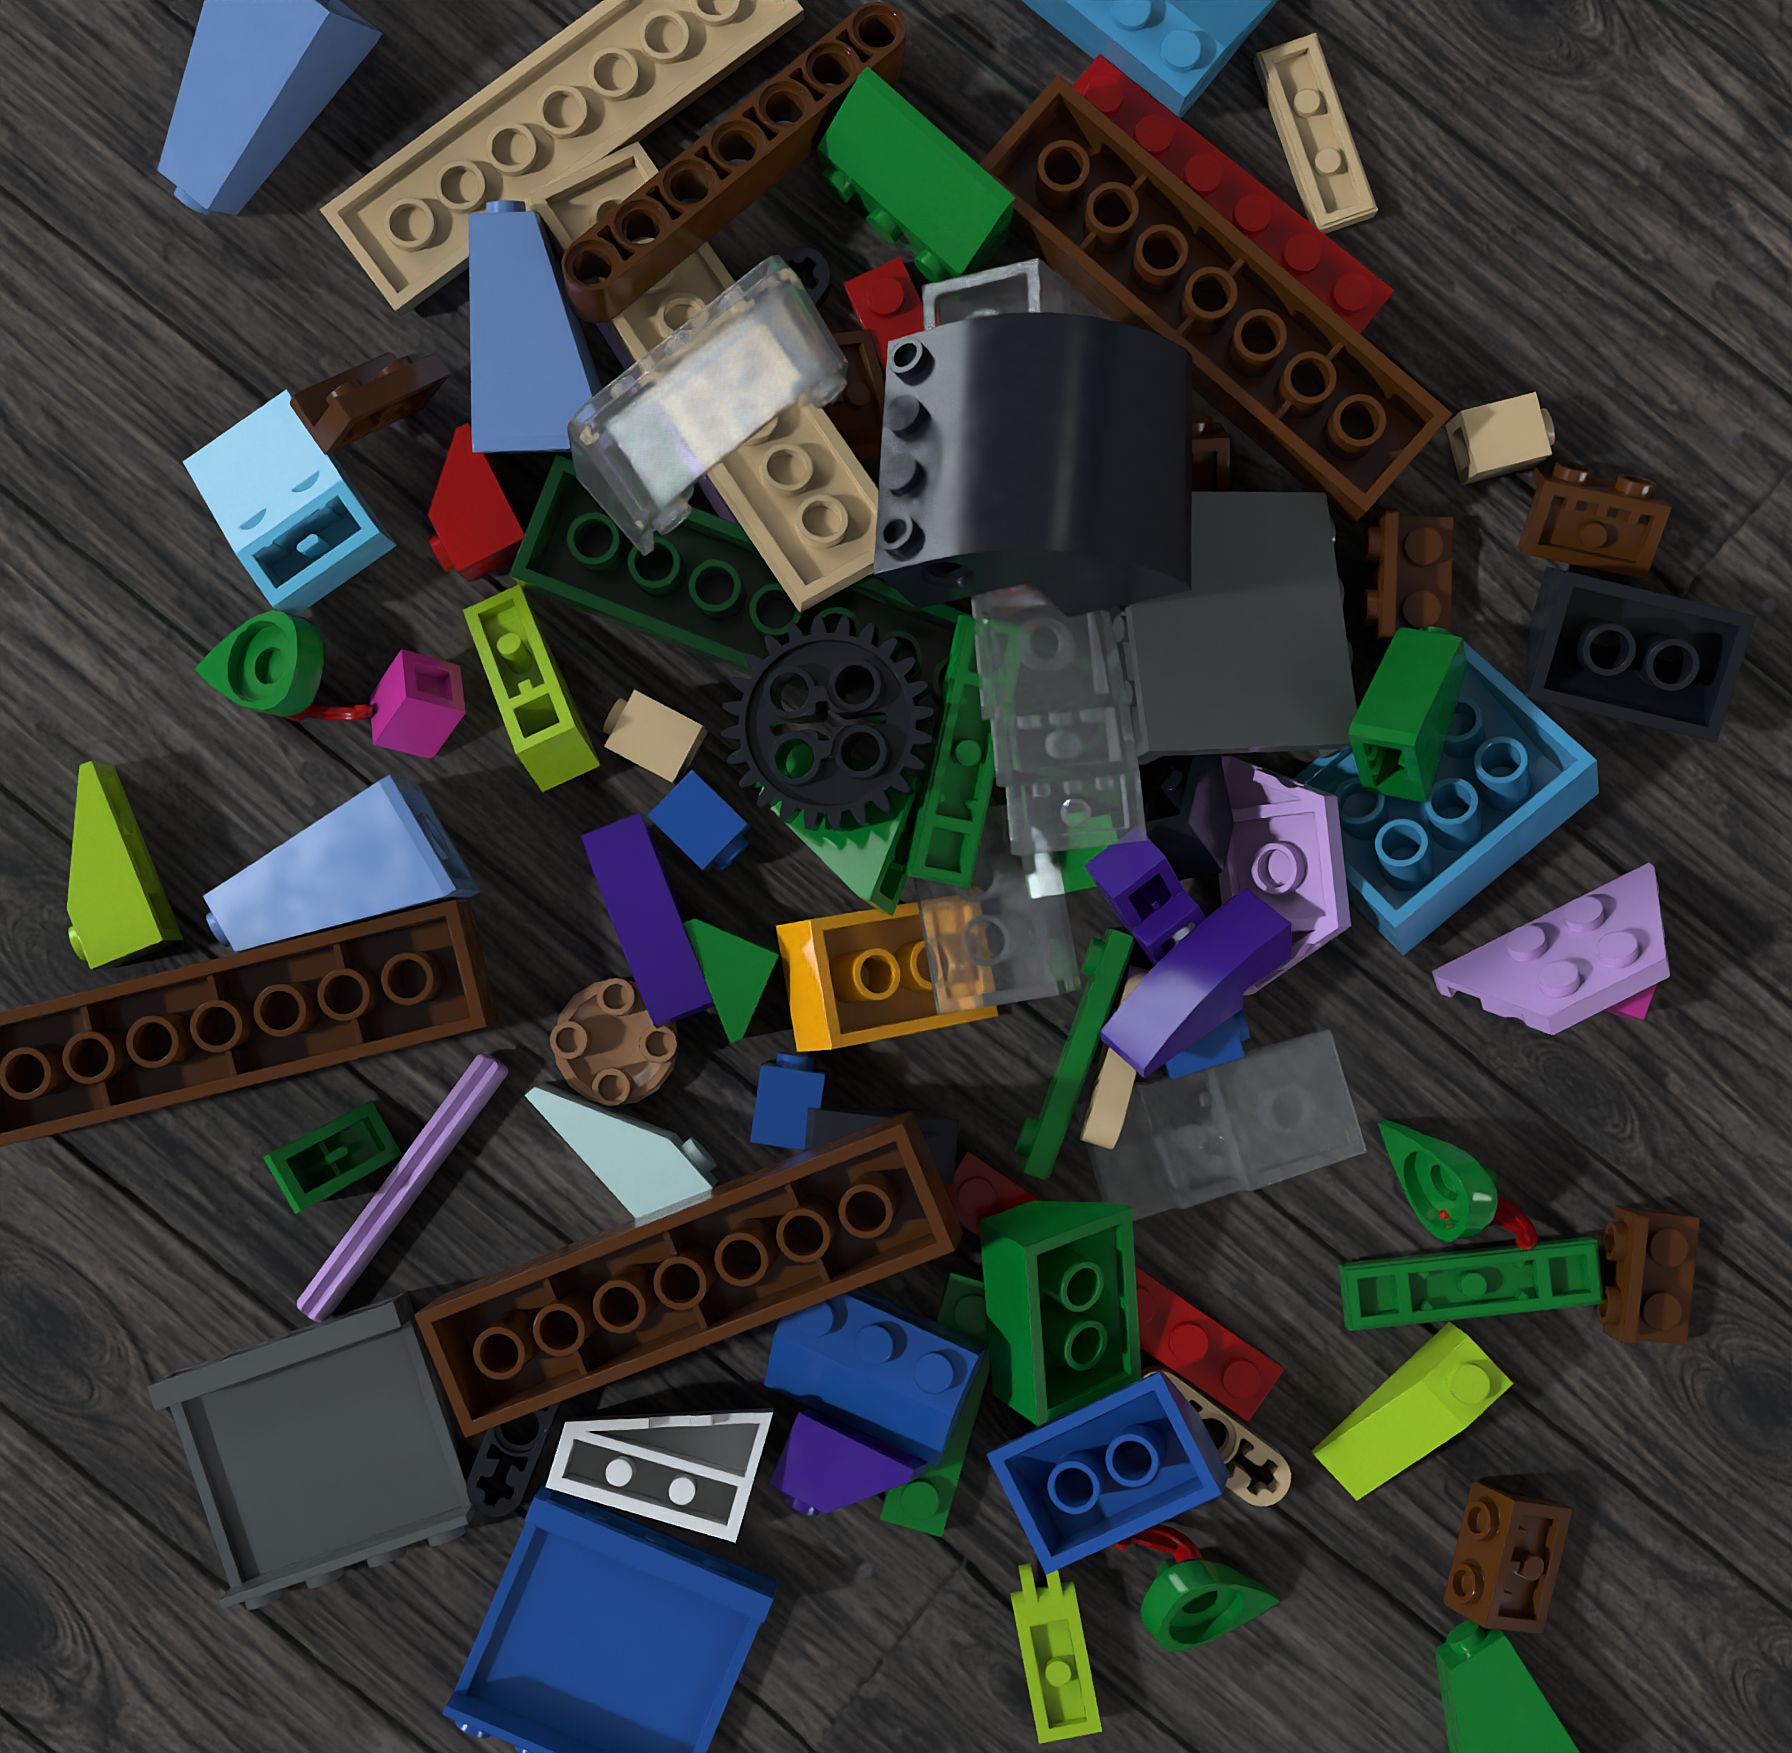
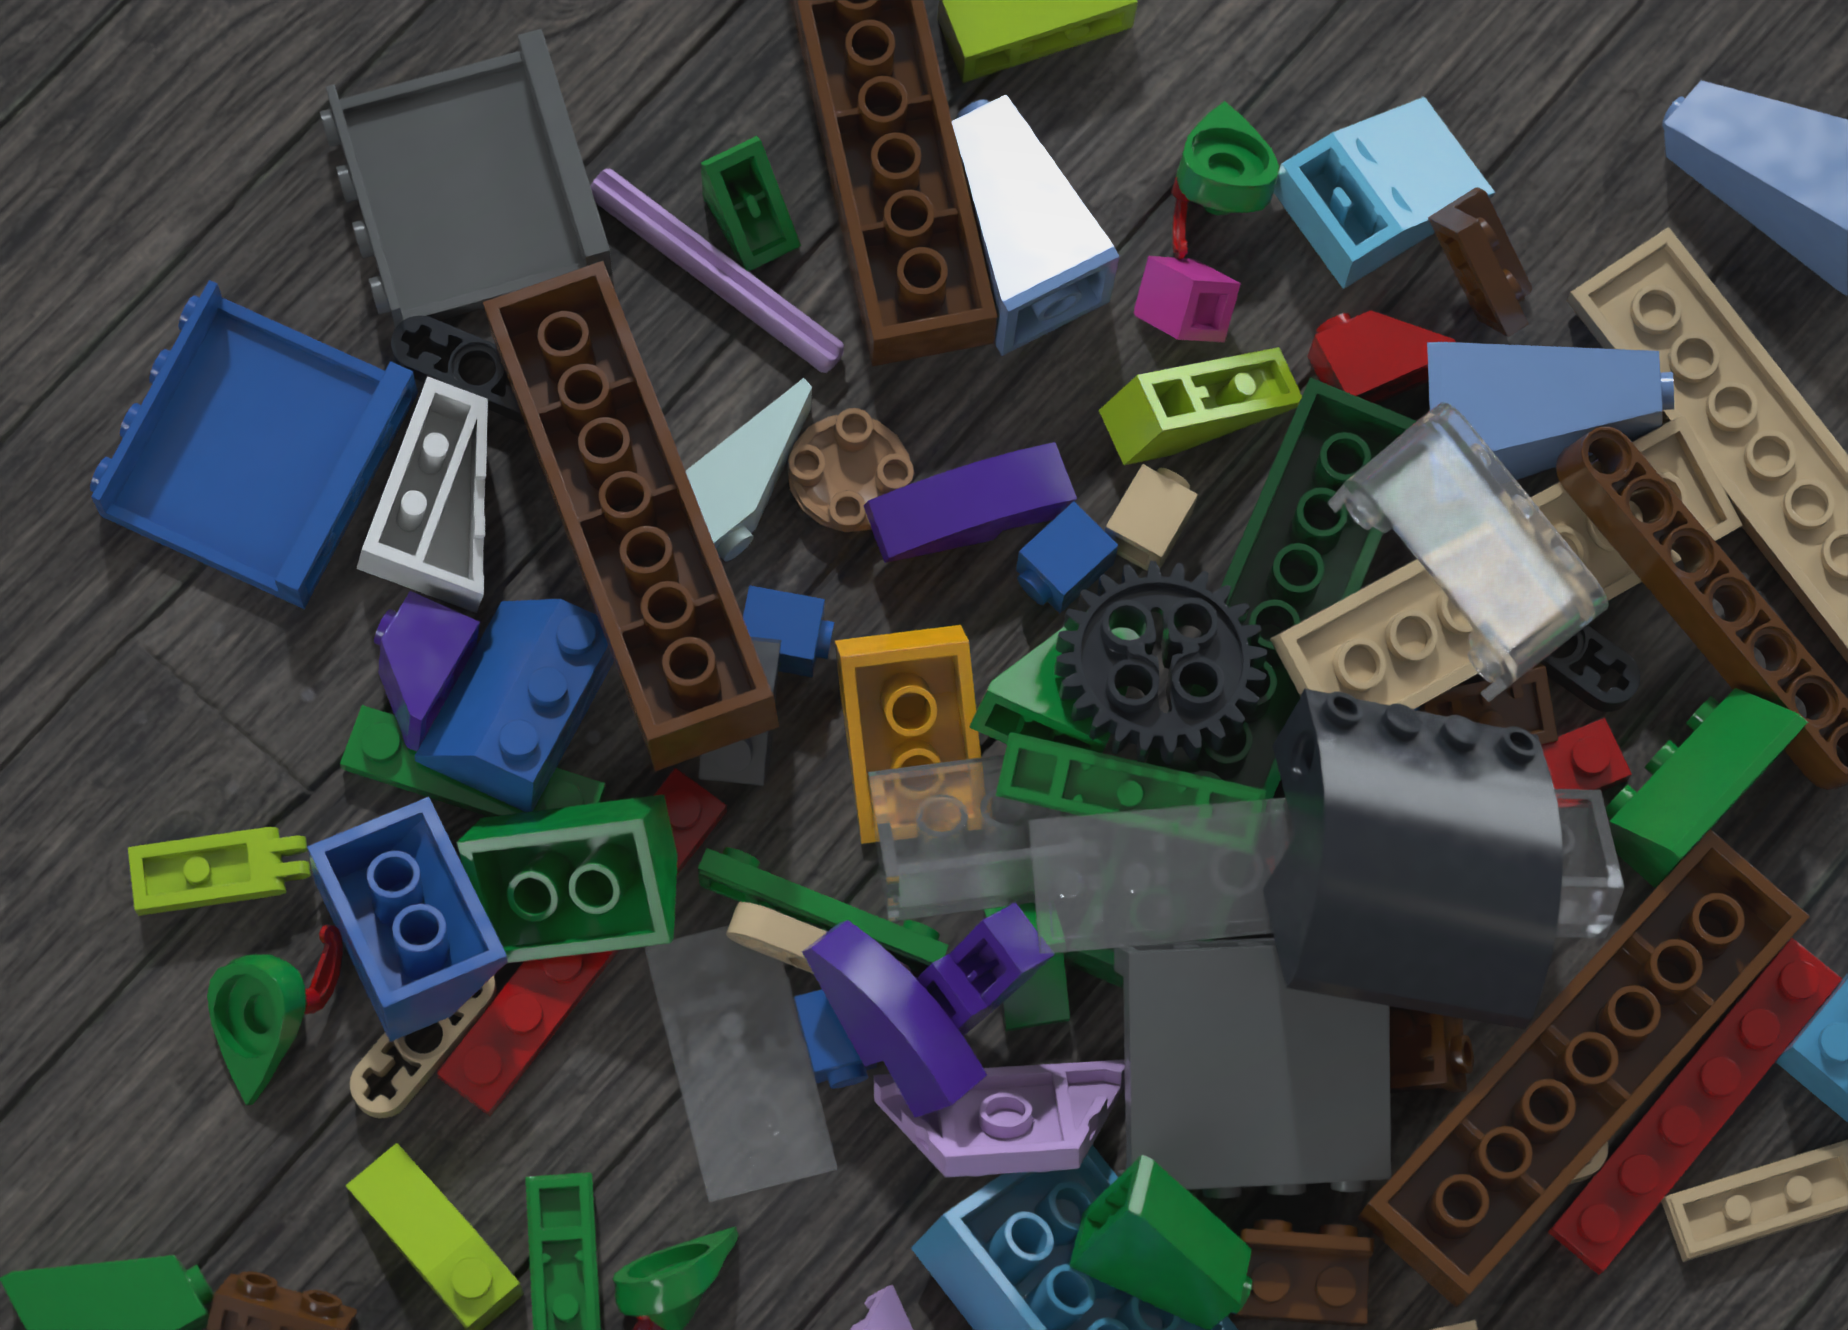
camera: 85 degrees right, 15 degrees down
(734, 972) = (912, 584): green slope -> none
(1189, 813) = (1061, 1026): black slope -> none

